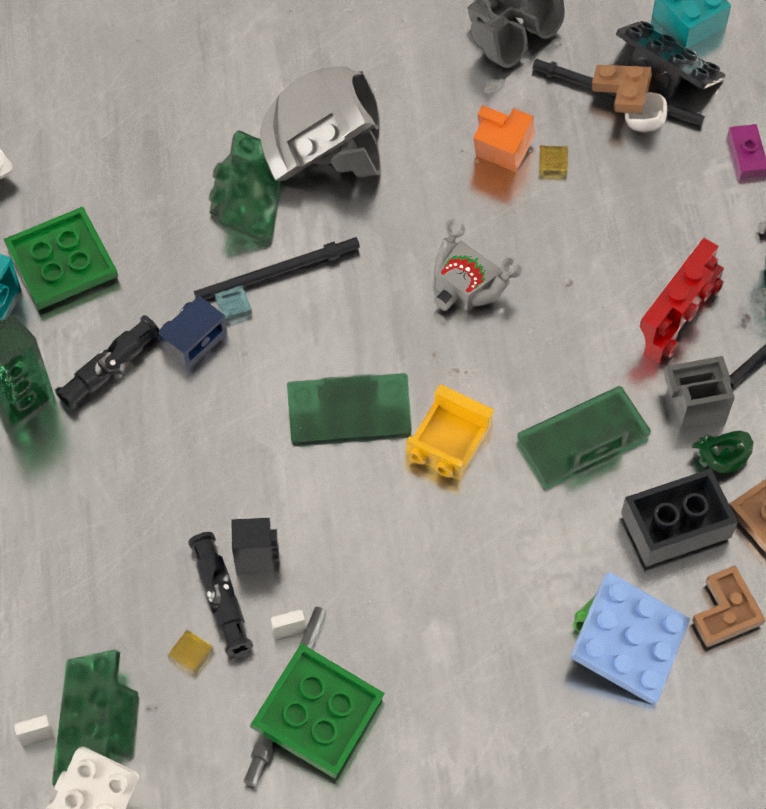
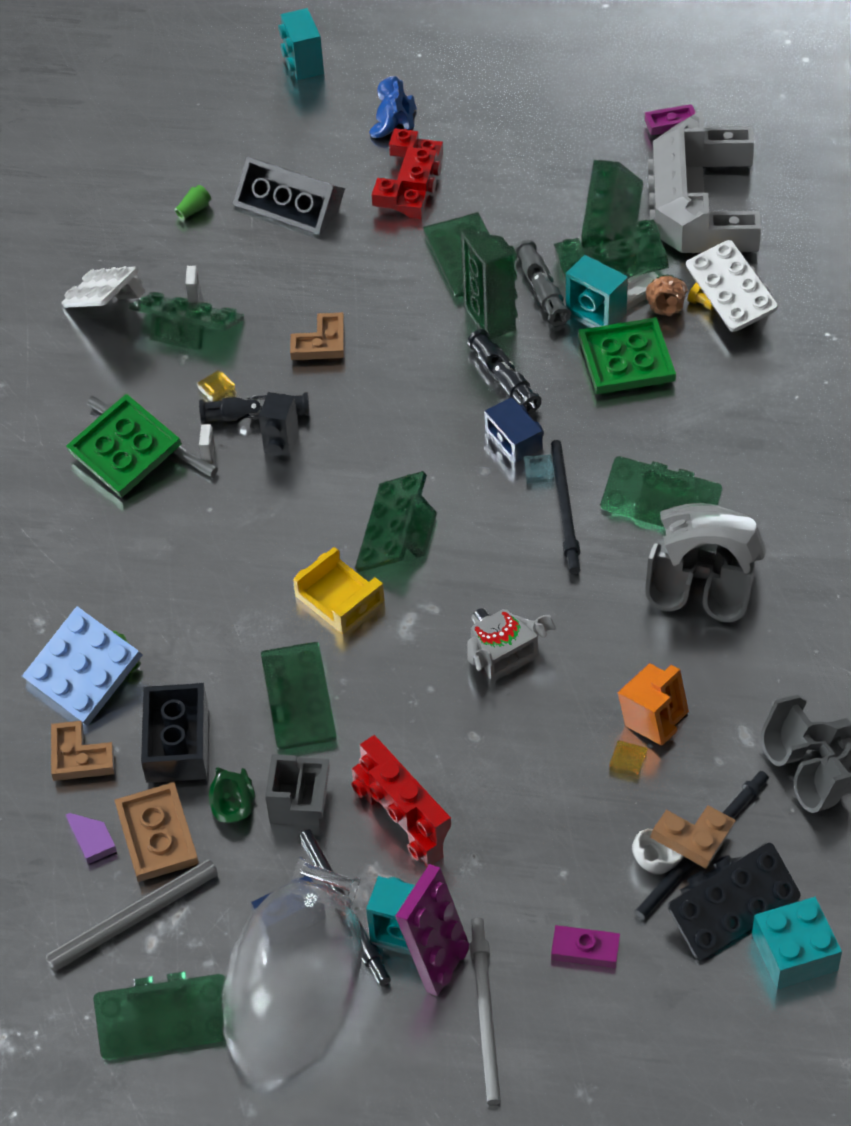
camera: 110 degrees right, 10 degrees down
(96, 549) = (323, 344): none -> medium nougat plate

